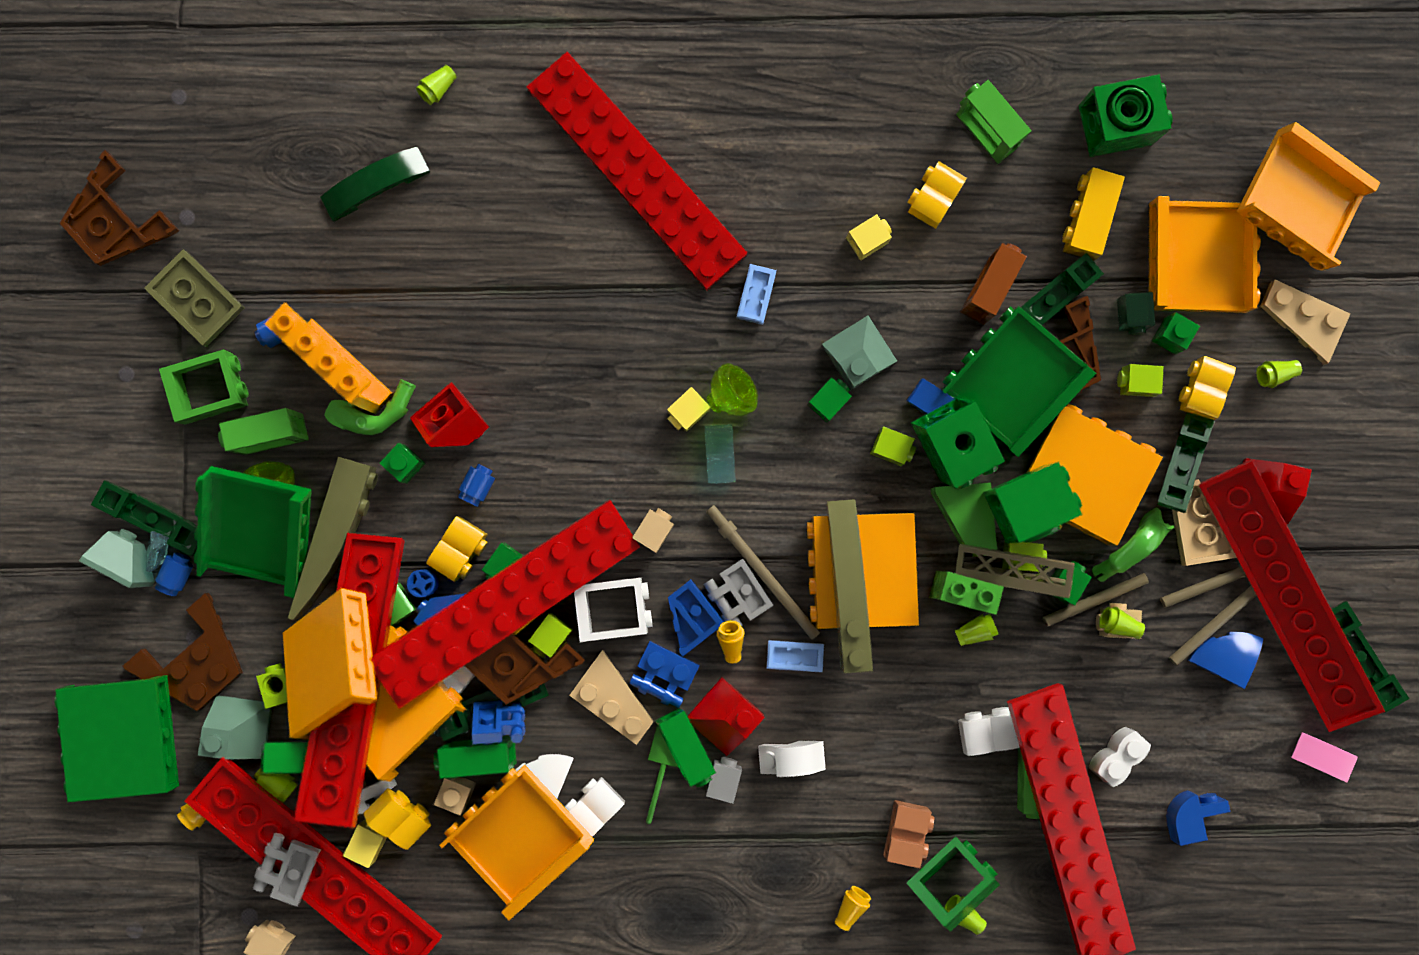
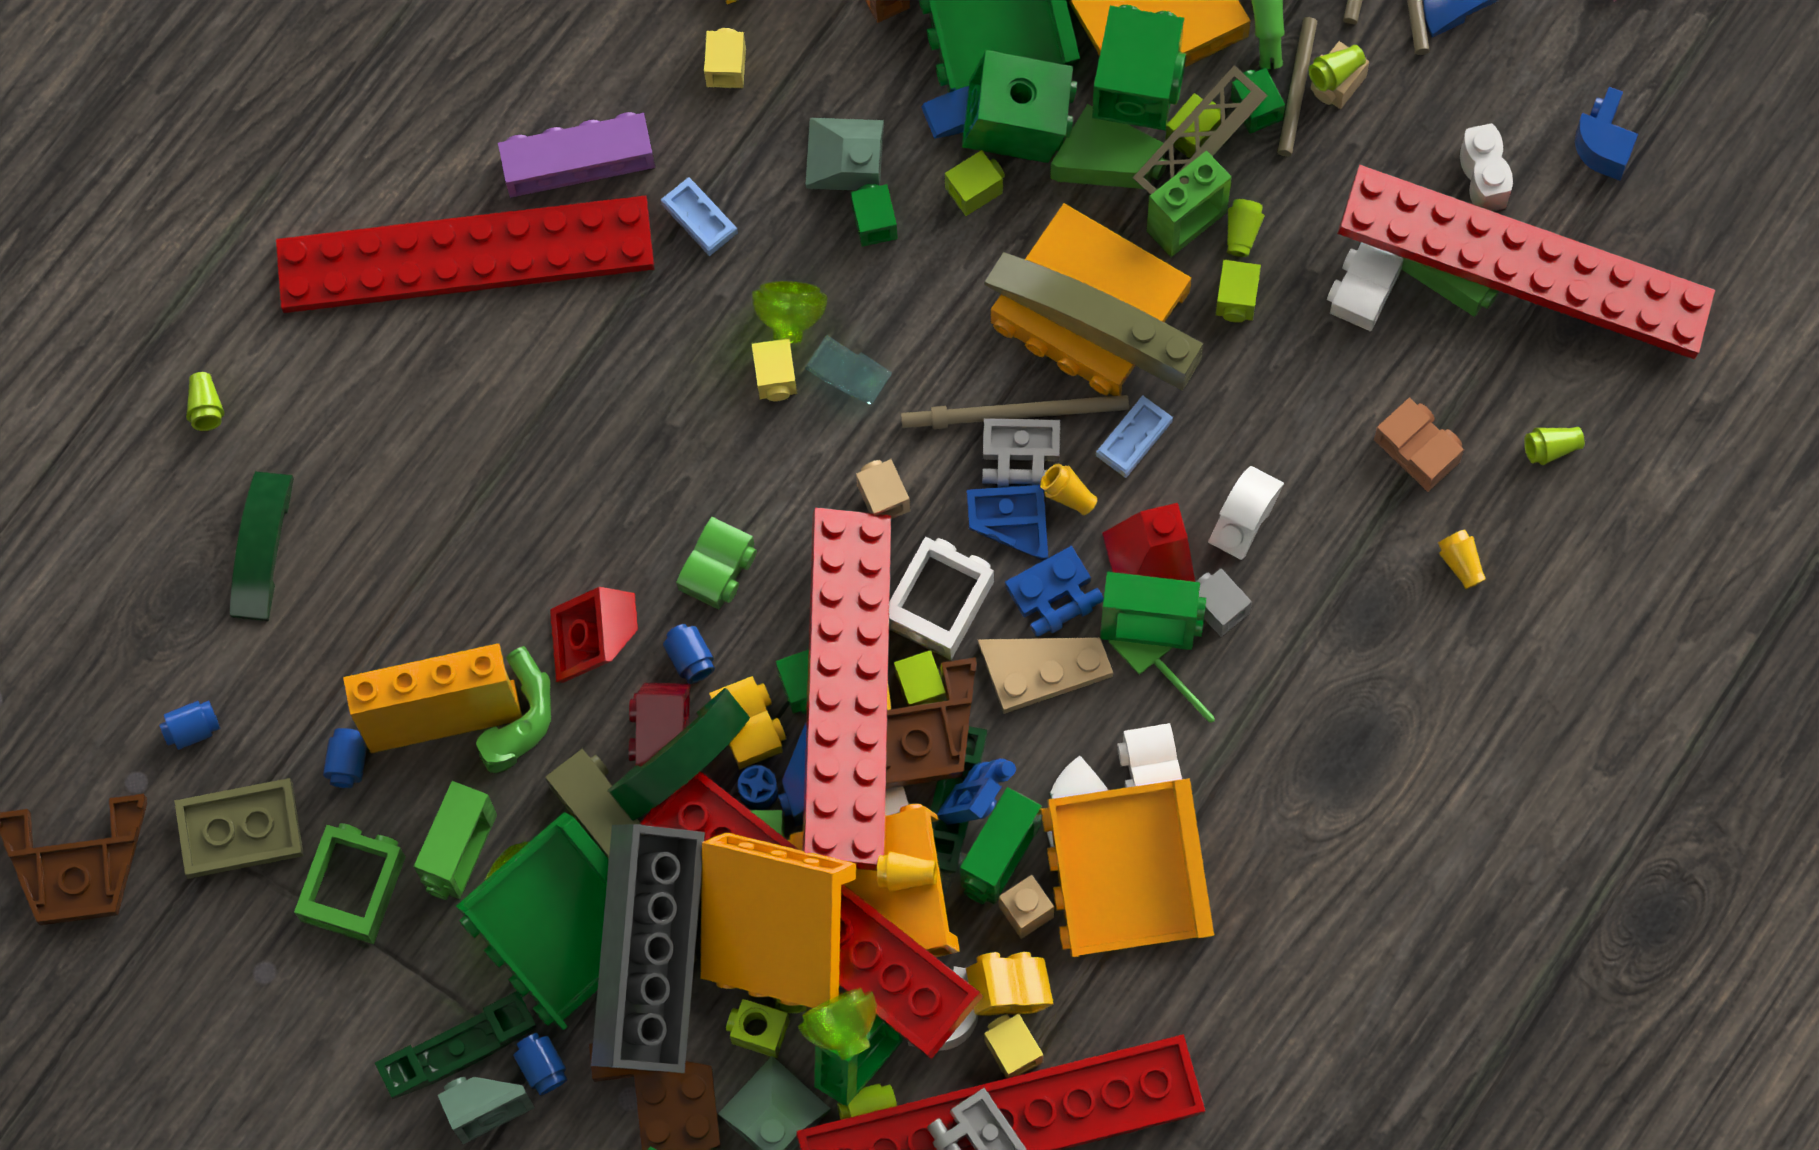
camera: 45 degrees left, 15 degrees down
(156, 550) = (495, 1064): clear light blue slope -> none
(235, 223) = (189, 724): none -> blue brick
(263, 597) = (648, 948): none -> dark grey brick
(278, 754) = (841, 1023): none -> clear neon green piece
(399, 534) = (682, 757): none -> dark green slope
(402, 463) = (604, 716): green brick -> none
(403, 723) = (904, 871): none -> yellow cone
(414, 502) = (659, 715): none -> dark red brick
(542, 461) = (717, 563): none -> bright green brick
(744, 191) = (576, 154): none -> medium lavender brick
(932, 656) = (1237, 291): none -> lime brick
(967, 904) = (1517, 460): green window -> none

